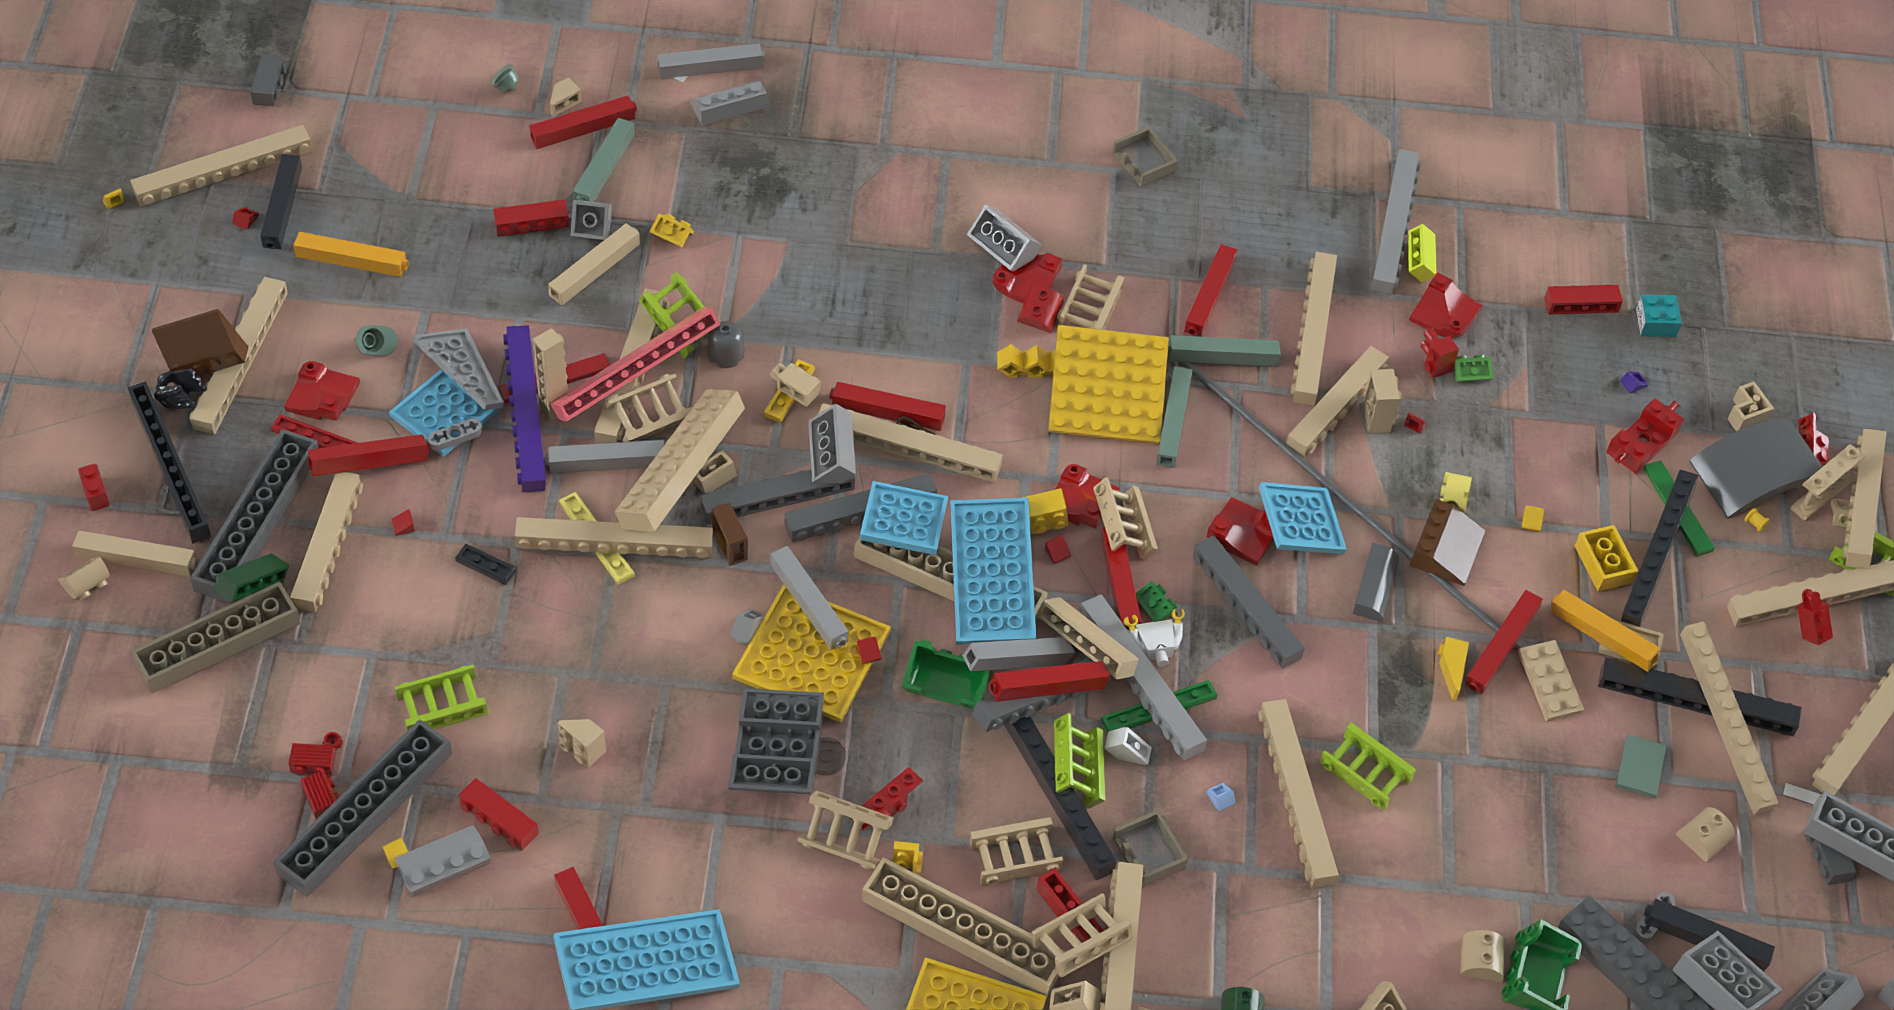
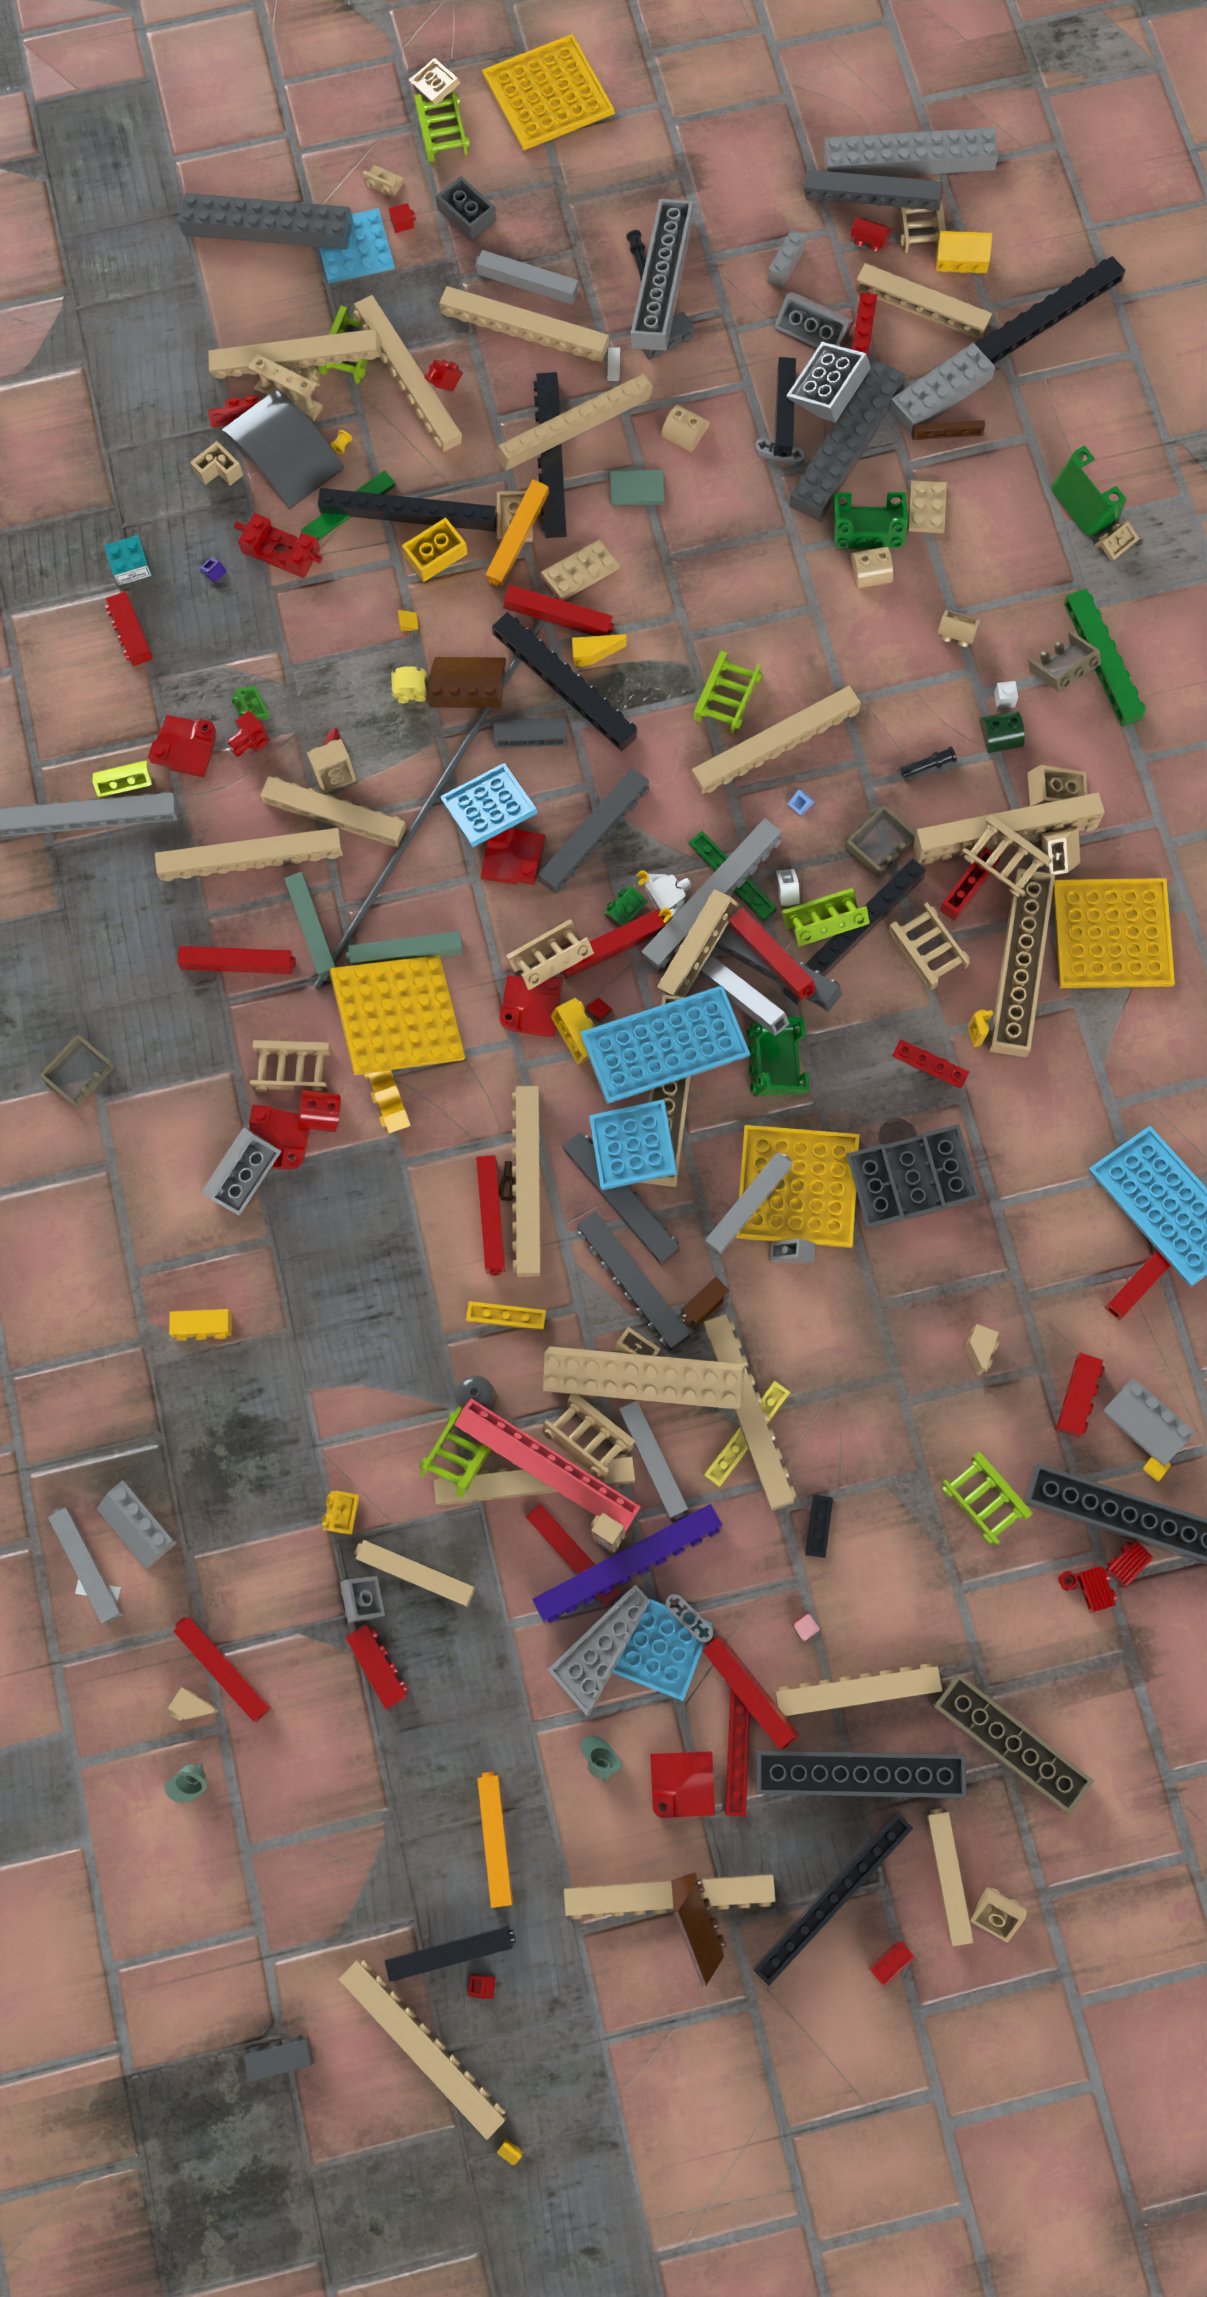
camera: 100 degrees left, 20 degrees up
(177, 395) = (753, 1935): black piece -> none
(251, 577) = (943, 1736): dark green brick -> none
(604, 161) = (273, 1621): sand green brick -> none
(796, 383) = (502, 1306): tan brick -> none
(832, 446) = (572, 1241): light grey slope -> none
(860, 816) = (965, 1086): tan fence -> none
(868, 650) = (782, 1132): red slope -> none
(878, 181) = (200, 1324): none -> yellow brick
(1226, 935) = (937, 759): none -> black pin
(1421, 624) = (564, 681): none -> black brick

